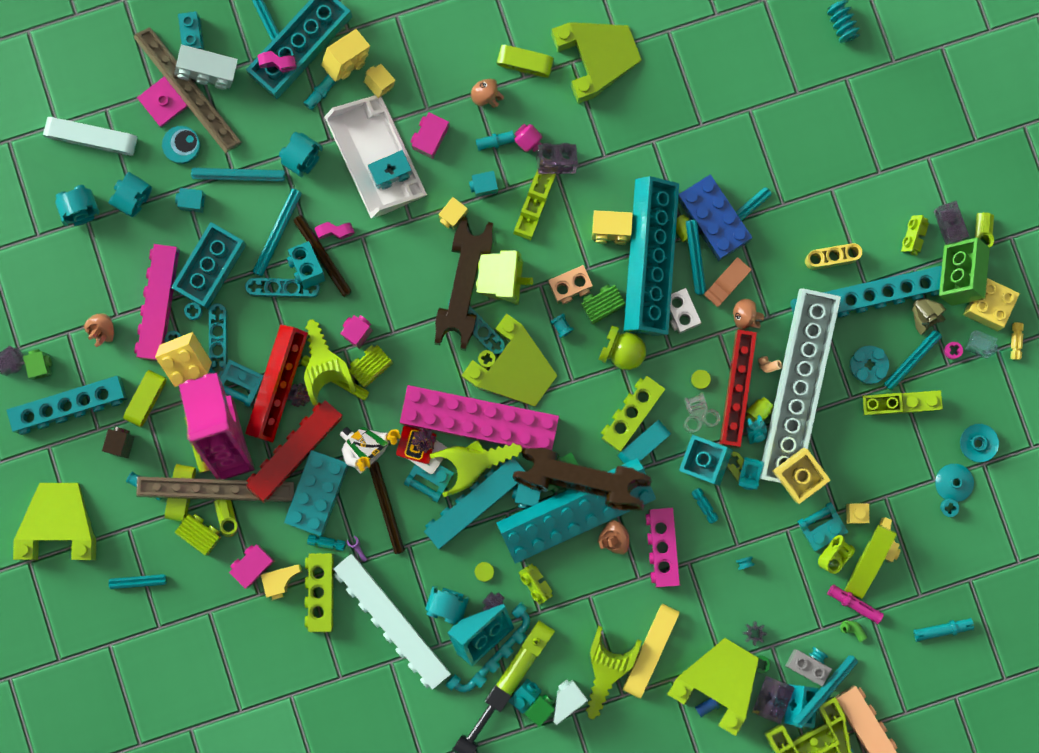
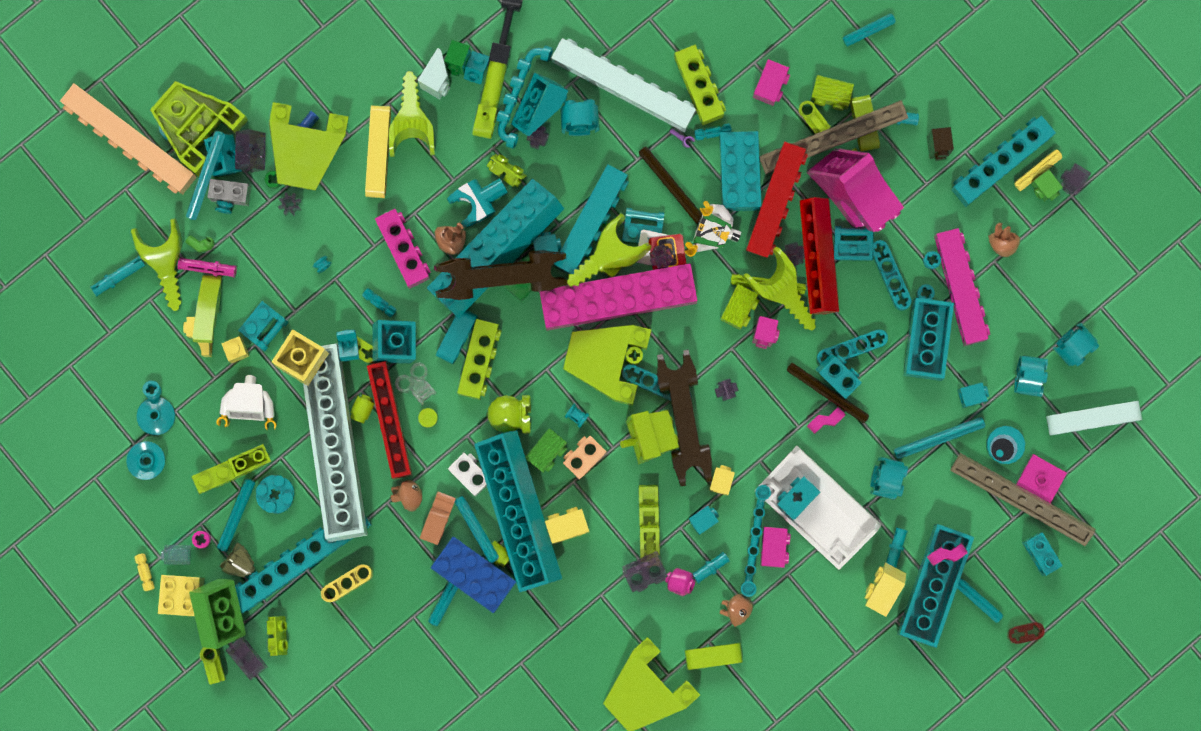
camera: 155 degrees right, 0 degrees up
(38, 384) = (1038, 170): none -> light yellow axle
(56, 515) = (968, 57): lime wedge -> none
(144, 398) = (934, 195): lime beam -> none
(183, 359) = (913, 241): light yellow brick -> none
(205, 67) = (1013, 523): light aqua brick -> none
(276, 582) = (743, 79): light yellow arch -> none
(277, 232) = (879, 398): teal axle -> none
(379, 80) = (844, 580): light yellow brick -> none
(414, 294) = (726, 389): none -> gear
(469, 106) = (762, 493): none -> teal bar
(484, 571) = (558, 163): lime tile -> none
(572, 565) = (479, 198): none -> teal connector
(756, 431) = (357, 388): teal plate -> none
(768, 366) = (370, 454): light nougat arm -> none
(836, 555) = (241, 302): lime piece -> none
(864, 458) = (247, 402): none -> white torso
(895, 626) = (163, 261): none -> lime animal

